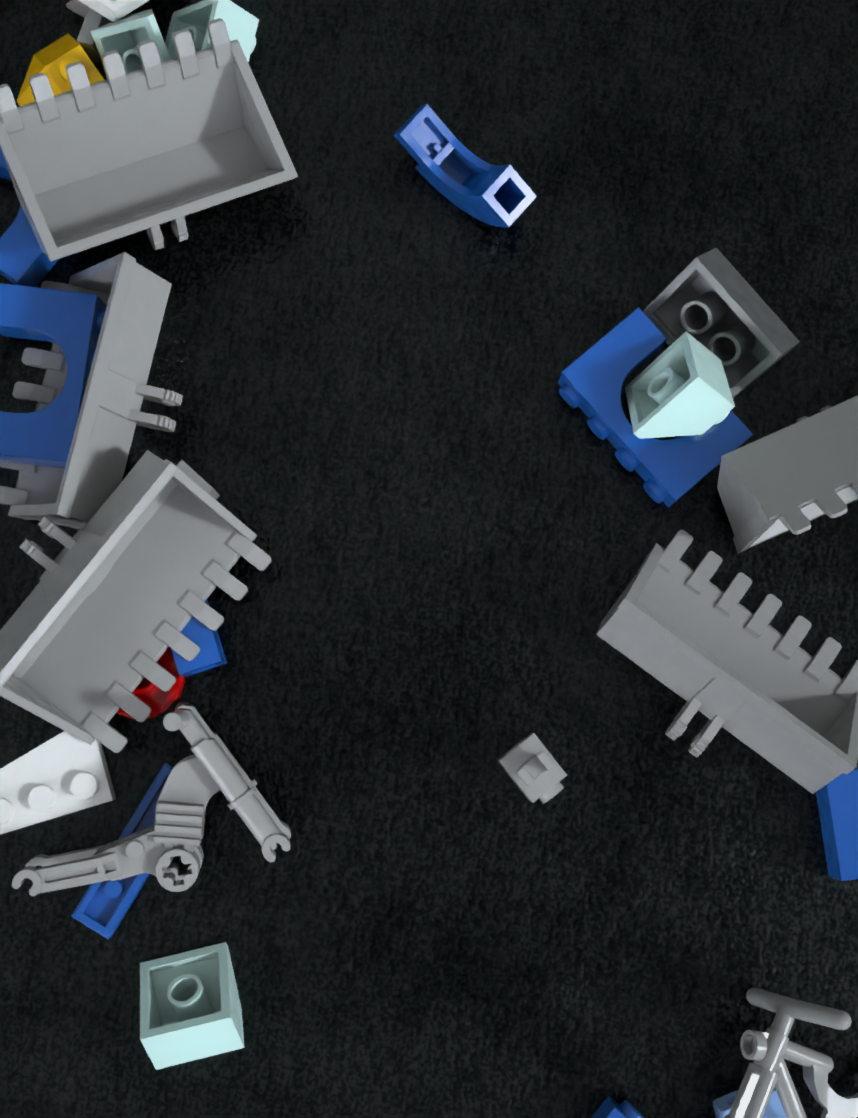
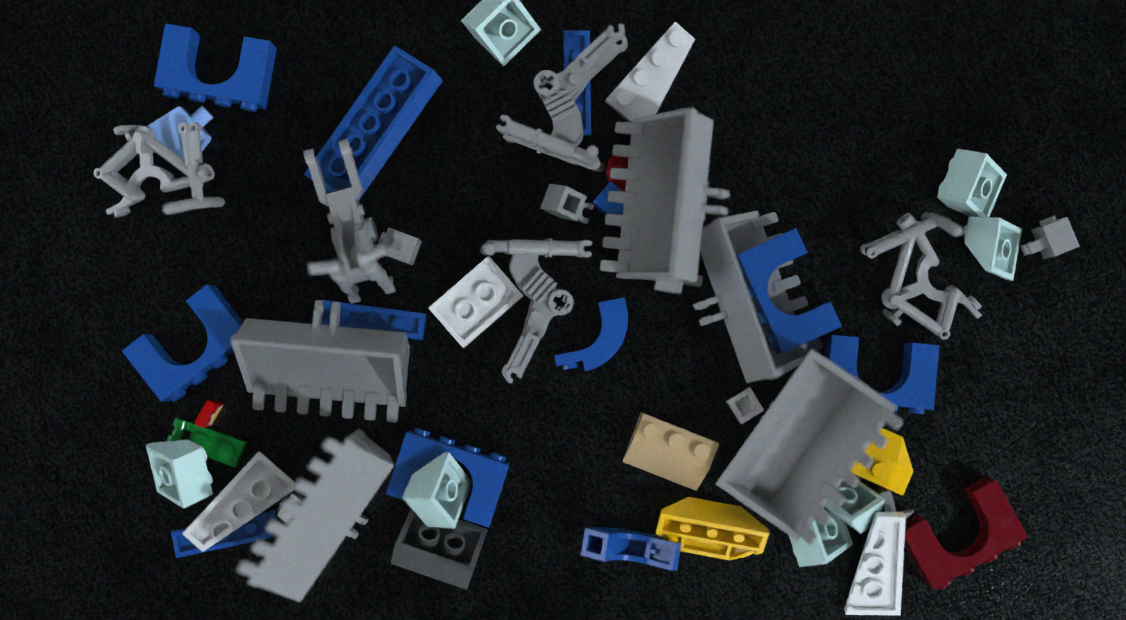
camera: 150 degrees right, 5 degrees up
(195, 266) = (745, 405): none -> white plate
(262, 684) = (565, 203): none -> light grey brick
(326, 457) = (613, 331): none -> blue arch
(331, 266) = (670, 451): none -> tan slope
(338, 131) = (712, 529): none -> yellow wedge
(372, 587) = (537, 287): none -> light grey piece
(465, 969) = (378, 119): none -> blue arch
(472, 624) = (476, 302): none -> white plate
(589, 828) = (351, 232): none -> light grey piece
(626, 686) = (378, 319): none -> blue tile

